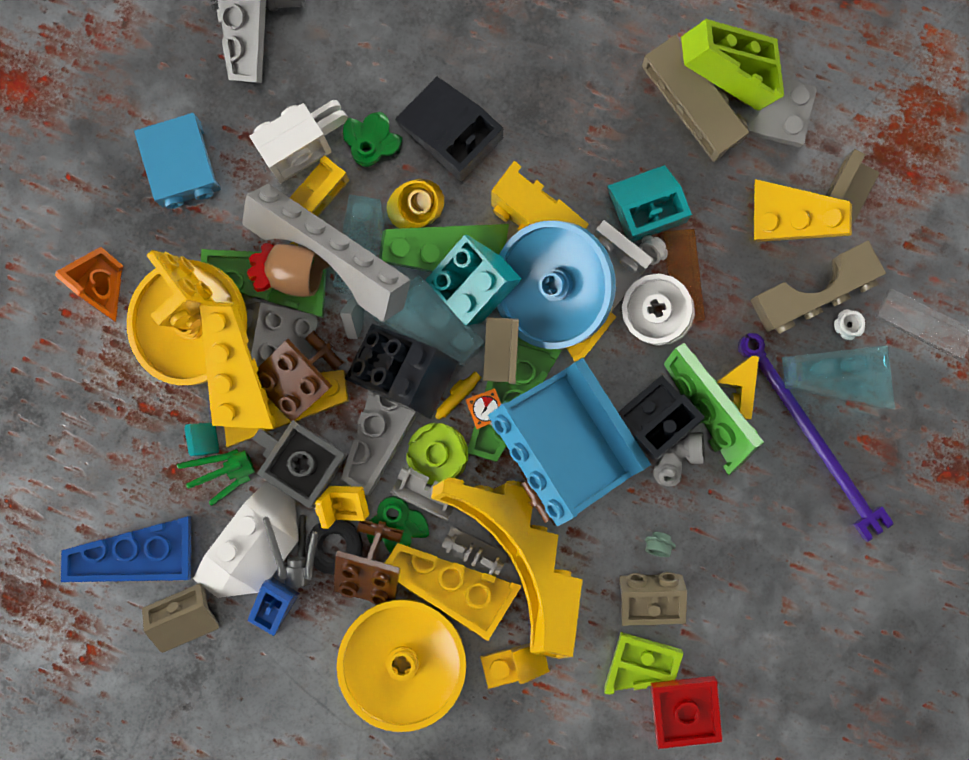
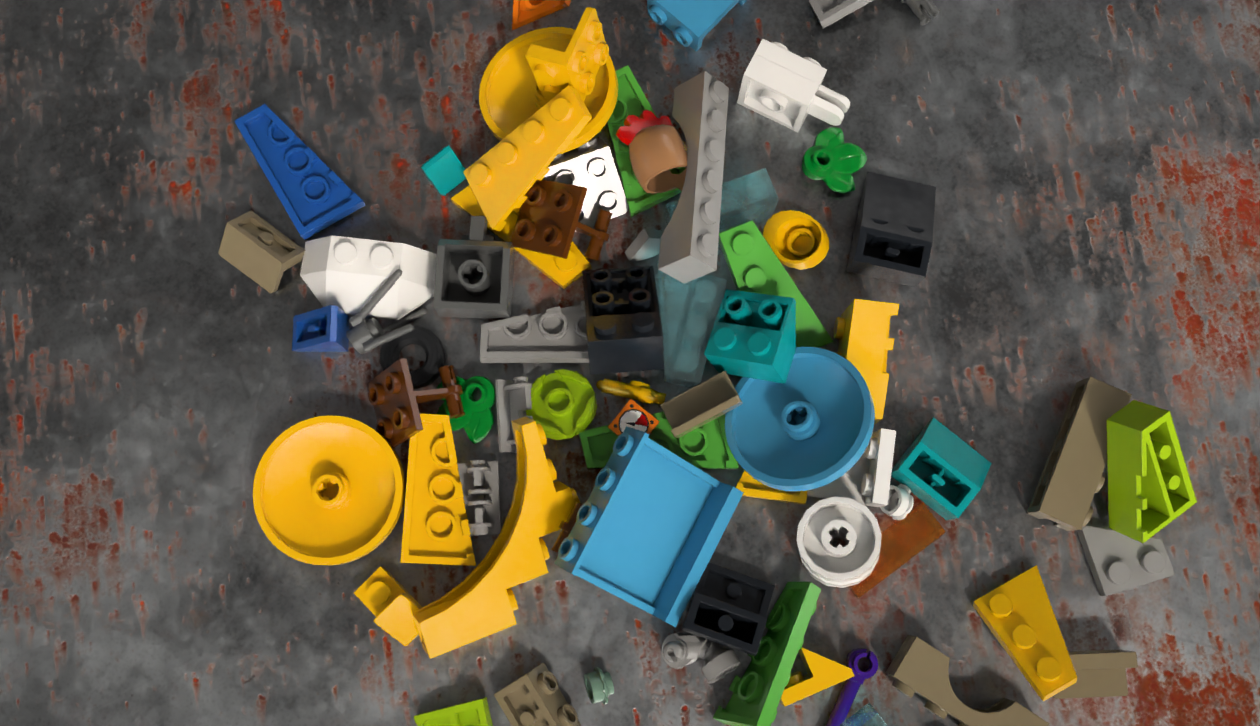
camera: 55 degrees right, 5 degrees down
(238, 466) = (438, 219): green plant -> none
(320, 186) = (756, 141): yellow hinge -> none
(341, 504) = (456, 338): yellow bracket -> none

